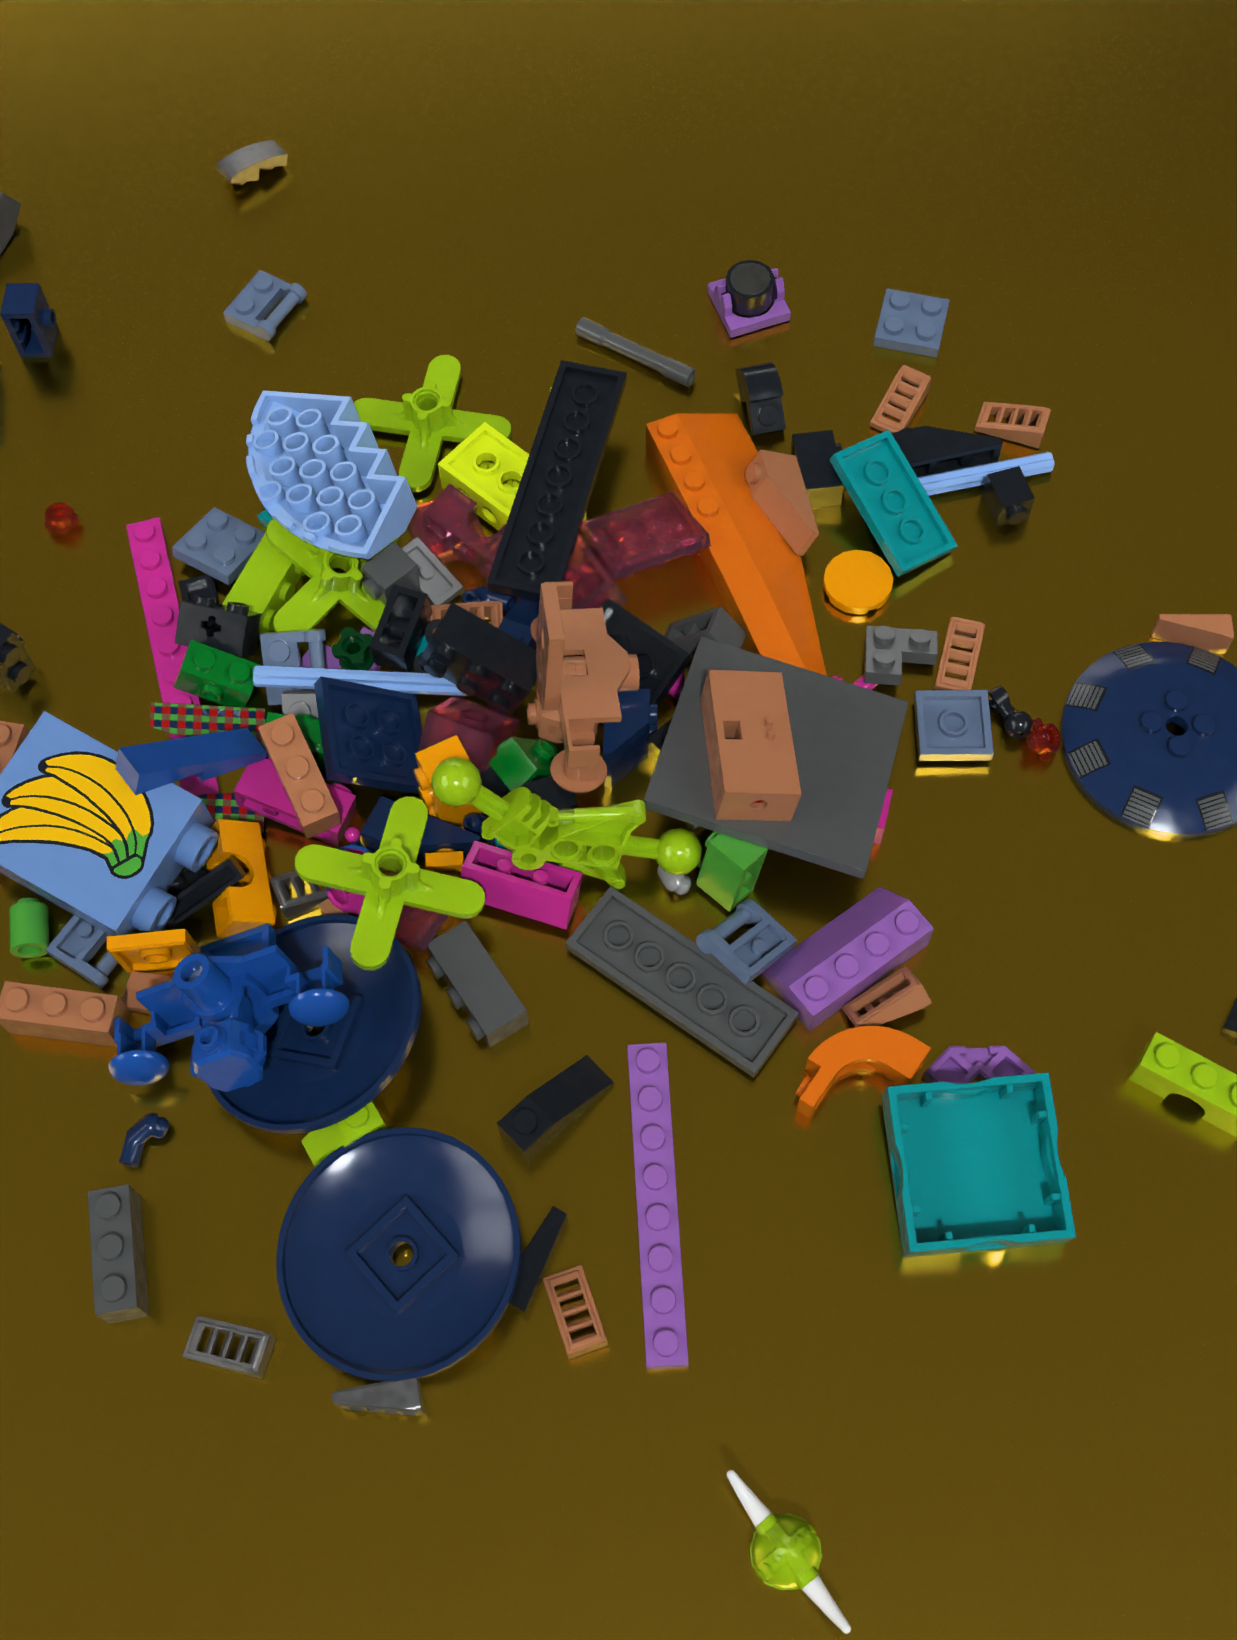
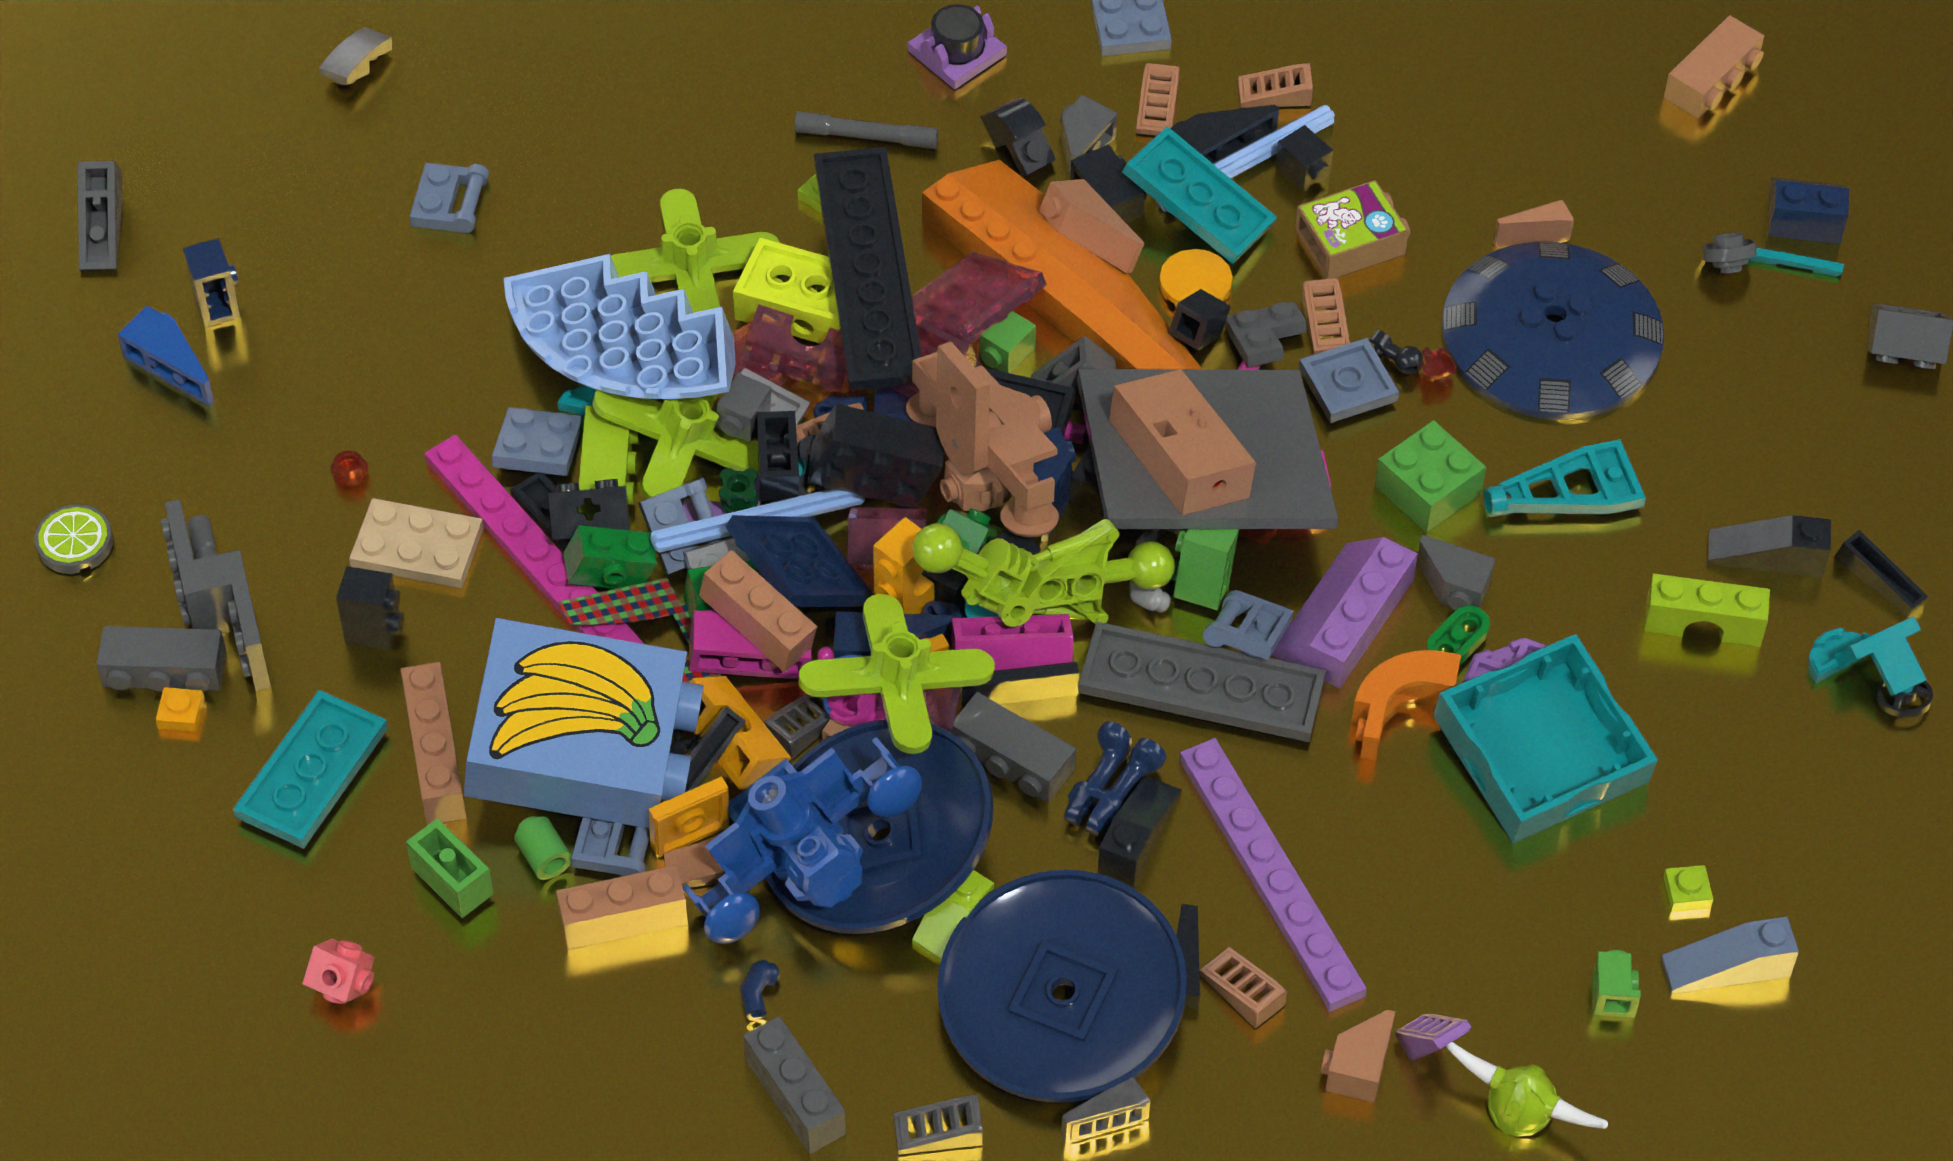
camera: 25 degrees left, 10 degrees down
(81, 604) = (417, 543): none -> tan plate
(206, 755) = (640, 626): blue slope -> none
(518, 1056) = (1115, 745): none -> dark blue piece
(521, 925) = (1027, 684): none -> tile
(646, 1439) = (1359, 1058): none -> nougat slope
(660, 587) = (1007, 343): none -> bright green brick
(722, 1448) = (1430, 1034): none -> medium lavender slope
(824, 408) = (1086, 128): none -> dark grey slope
(840, 621) = (1199, 319): none -> black brick
(888, 1000) = (1402, 631): nougat slope -> none
(933, 1460) = (1615, 985): none -> bright green brick
(938, 1023) = (1454, 639): none -> green plate
(967, 958) = (1455, 573): none -> dark grey slope
(985, 848) = (1430, 476): none -> bright green brick
(1022, 579) = (1352, 229): none -> brick
(1054, 1378) = (1688, 888): none -> lime plate
(1064, 1478) = (1733, 957): none -> sand blue slope
(1163, 904) = (1609, 469): none -> teal plate

